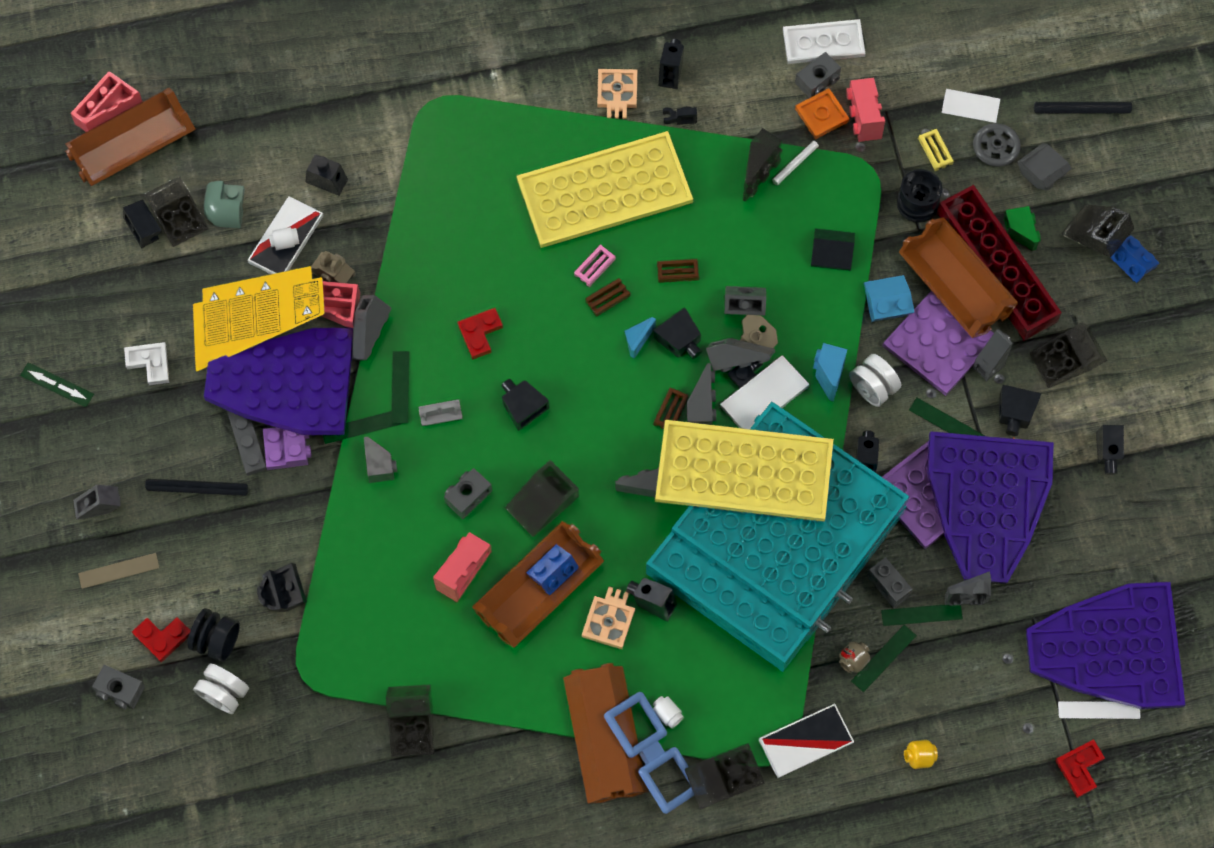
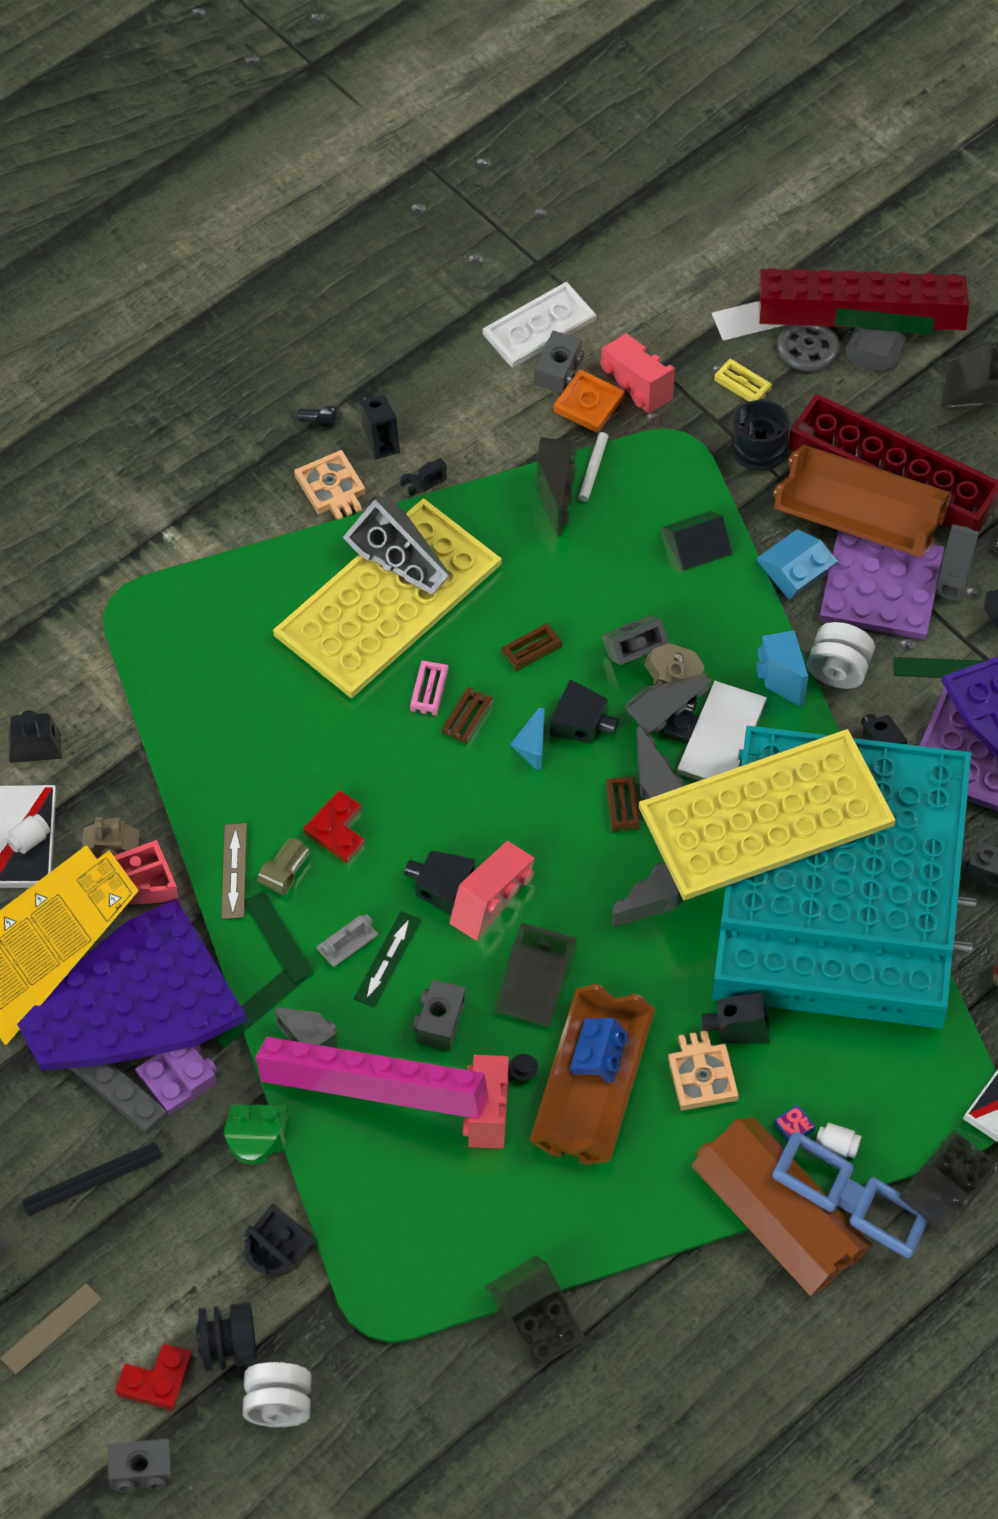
camera: 30 degrees left, 10 degrees down
(310, 509) = (256, 1131): none -> green slope
(368, 322) = (196, 880): dark grey slope -> none
(394, 515) = (373, 1077): none -> dark pink brick
(398, 328) = (234, 871): none -> dark tan sticker
(424, 345) = (280, 872): none -> olive piece
(459, 437) = (387, 959): none -> dark green sticker
(499, 556) = (523, 1068): none -> black plate
(549, 425) = (490, 889): none -> coral wedge
(627, 151) = (392, 540): none -> dark grey wedge
(642, 40) = (322, 416): none -> black arm
(648, 684) = (794, 1121): none -> tile
(1021, 228) = (897, 415): green slope -> none
(1051, 130) = (814, 296): none -> dark red brick
(1055, 154) = (884, 321): none -> dark green sticker
(1082, 107) = (895, 254): black axle -> none

